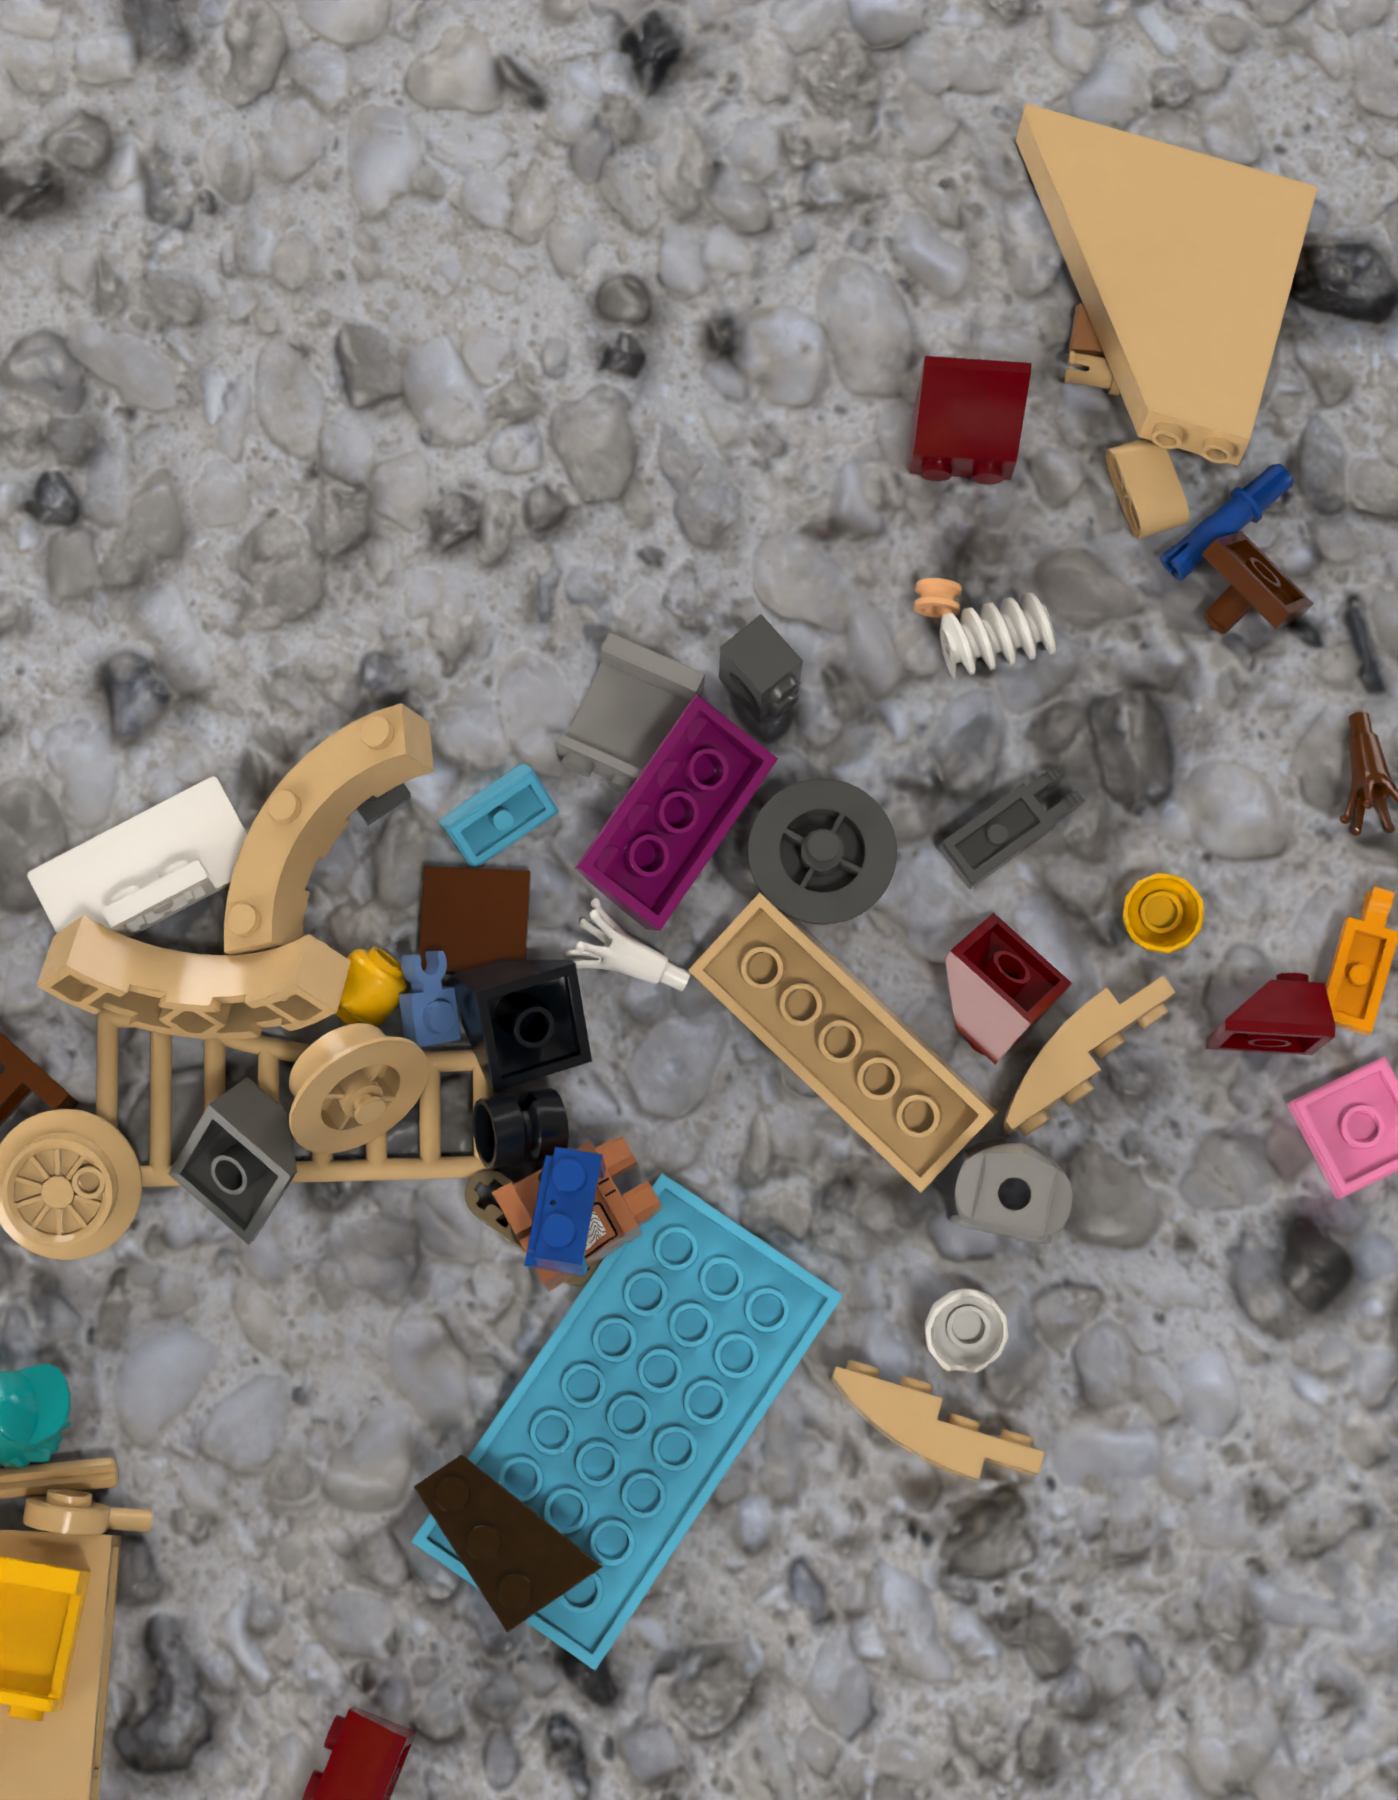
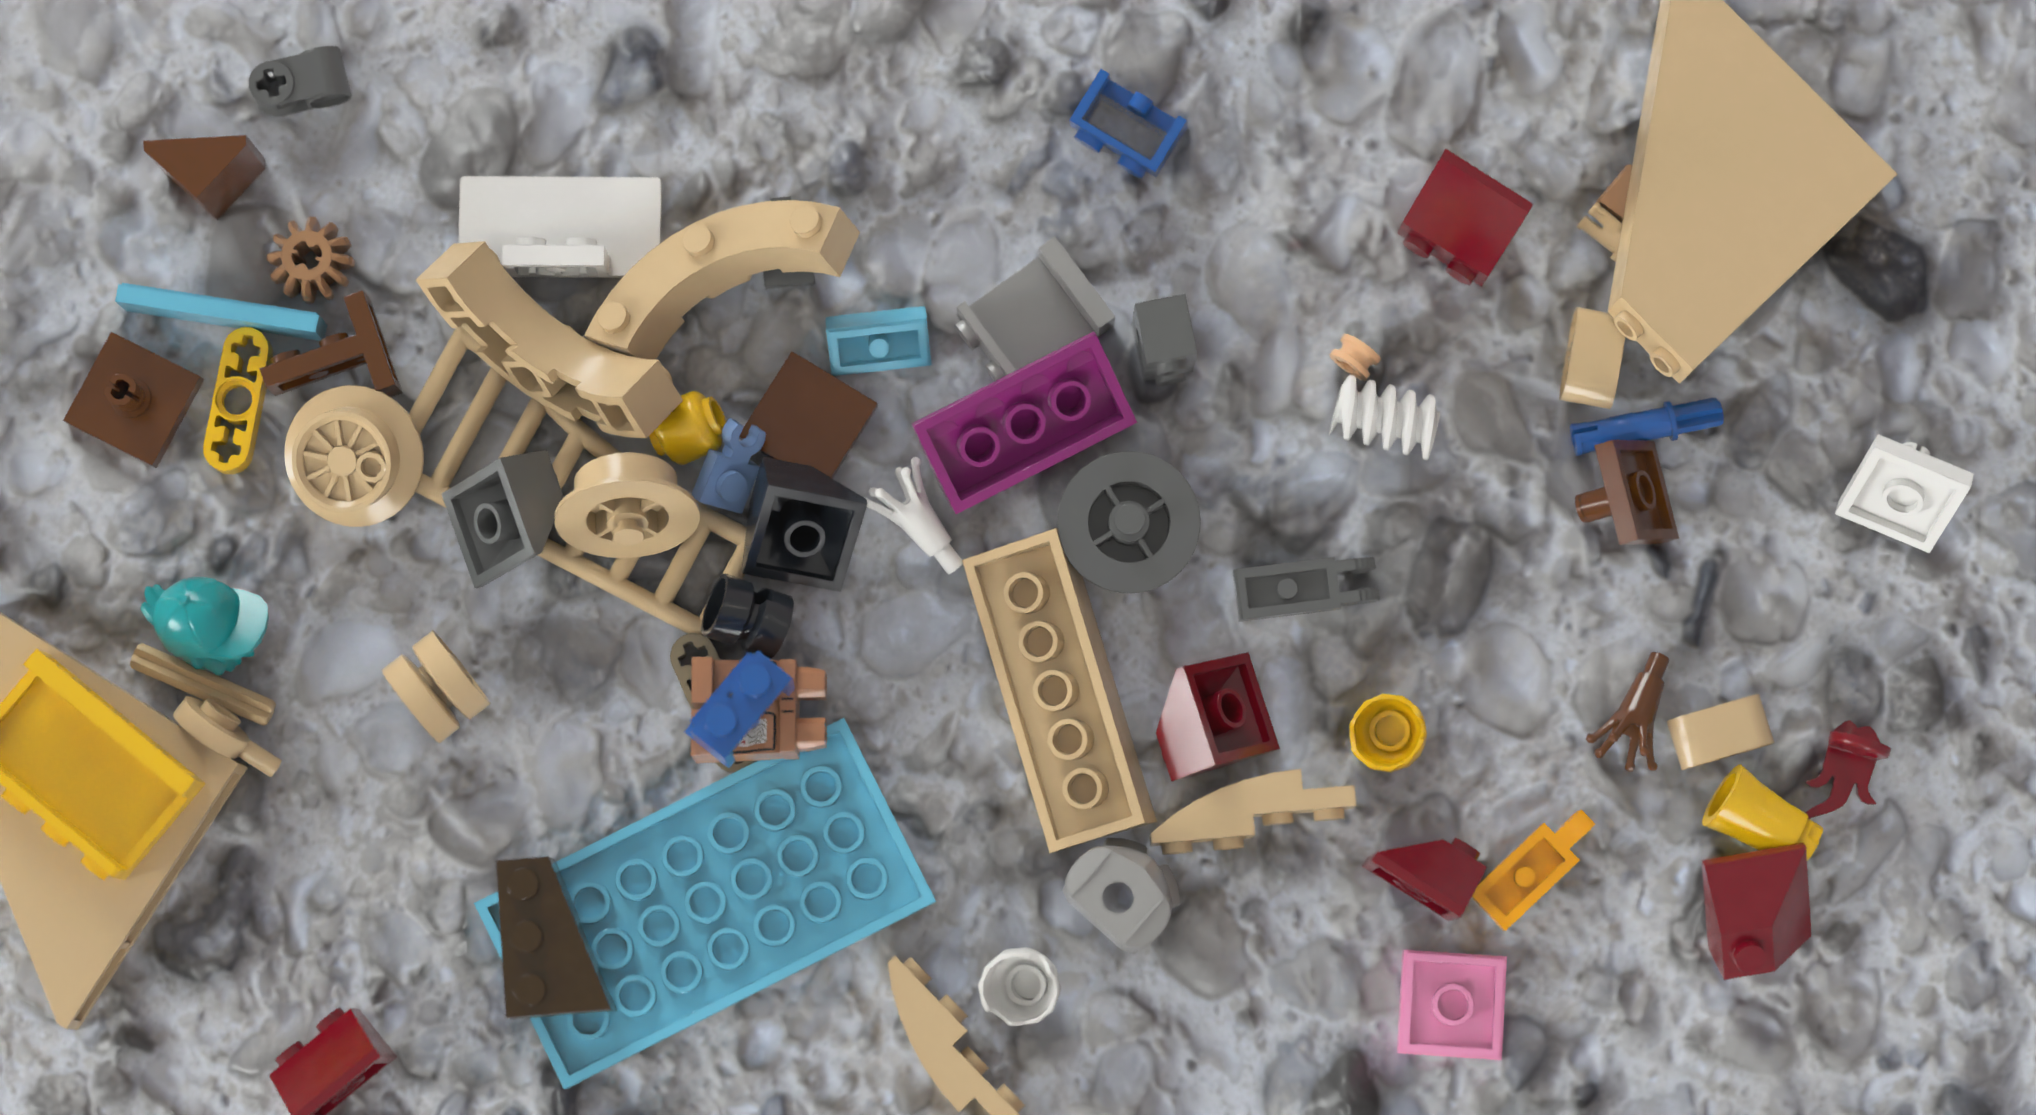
camera: 30 degrees right, 5 degrees up
(263, 1355) = (435, 687): none -> tan wheel
(616, 505) = (1126, 126): none -> blue window

